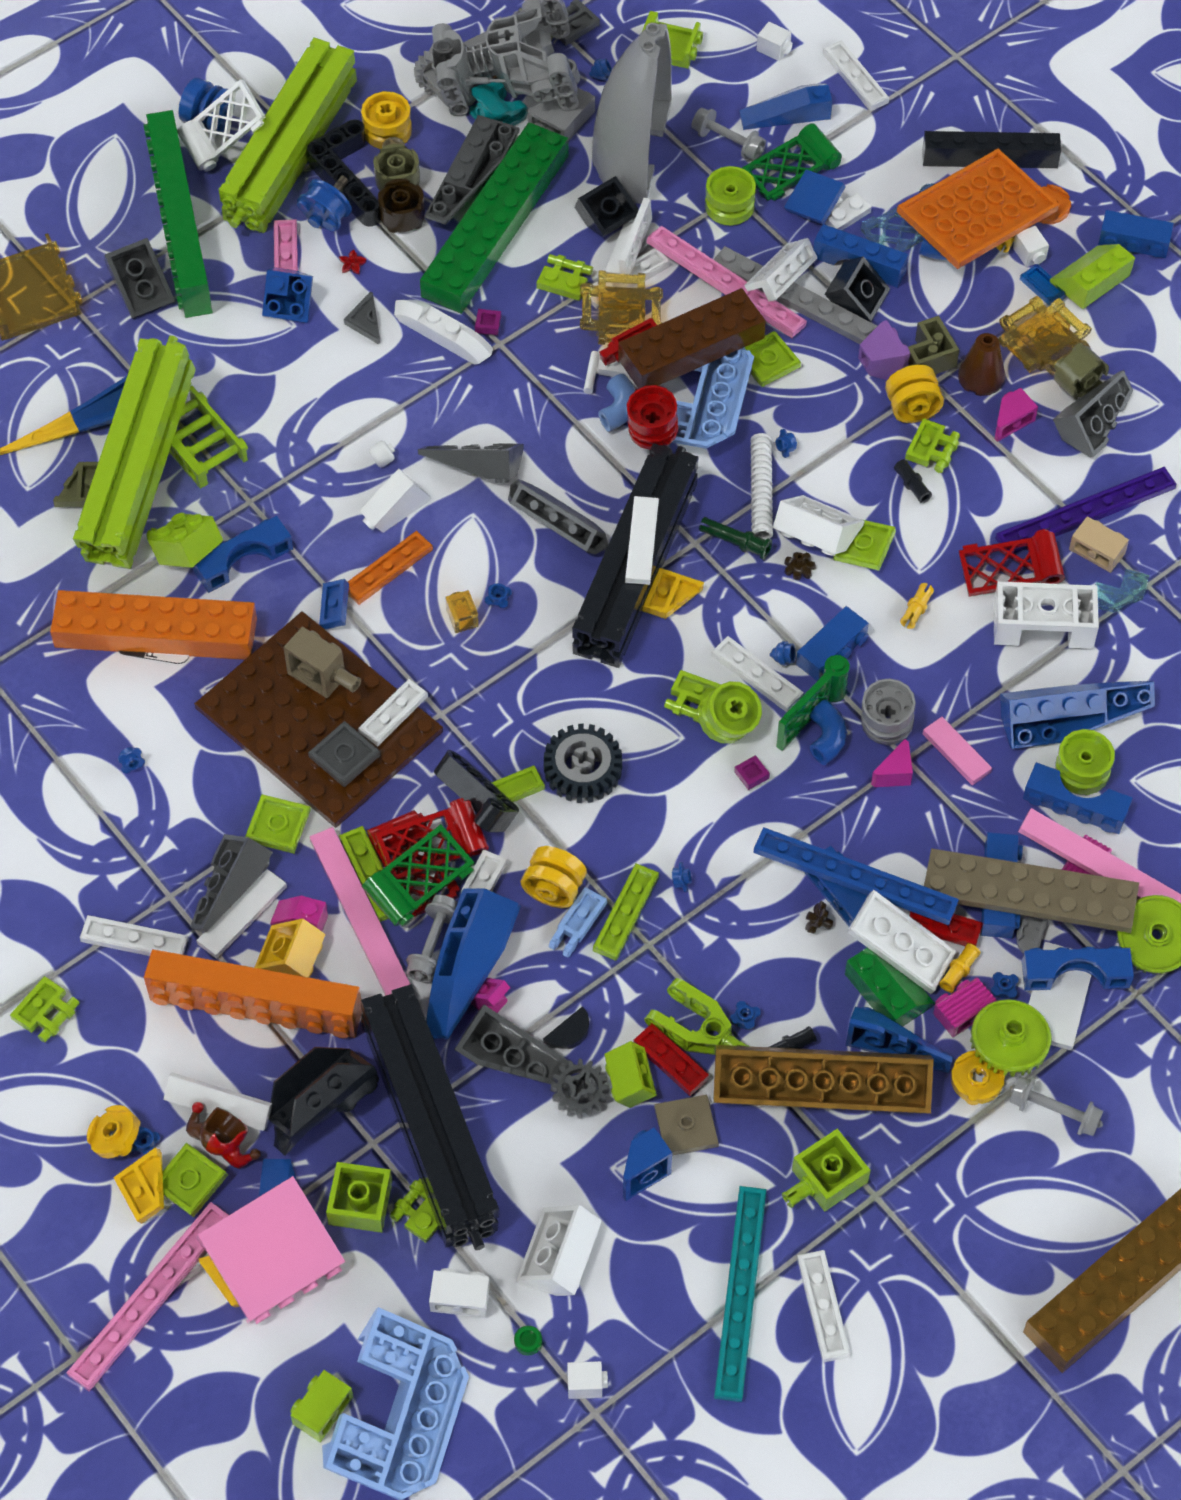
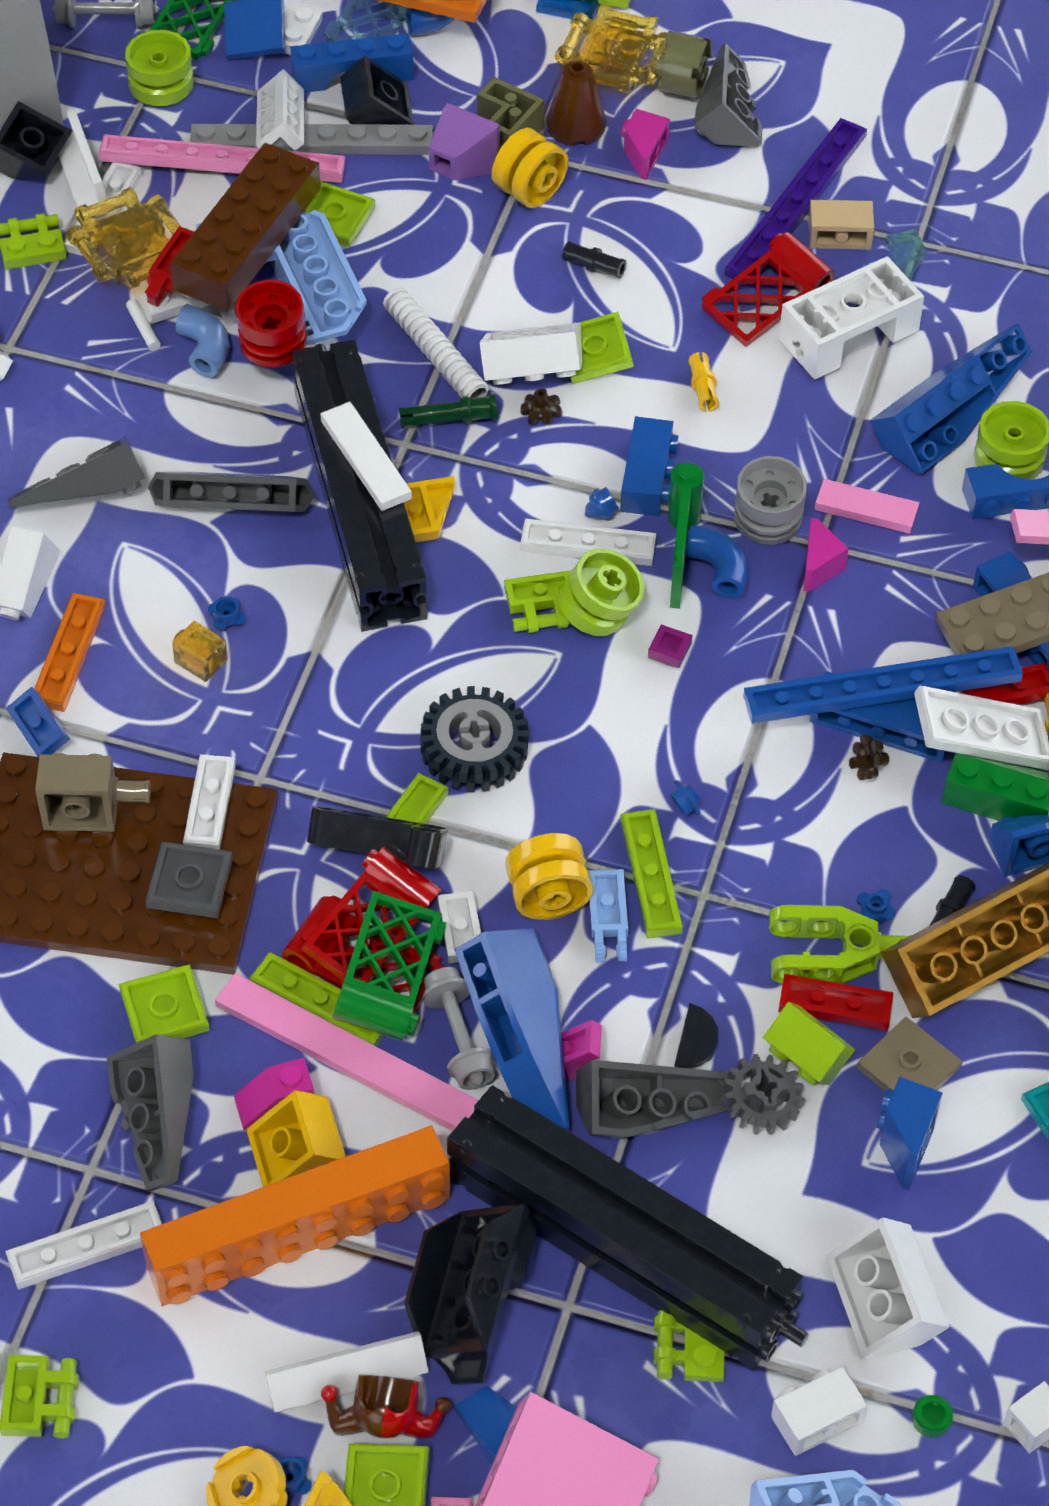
camera: 35 degrees left, 5 degrees down
(242, 913) = (201, 1137): white tile -> none
(359, 1197) = (613, 1373): lime brick -> none
(786, 443) = (425, 288): blue plate -> none
(926, 441) = (576, 217): lime plate -> none

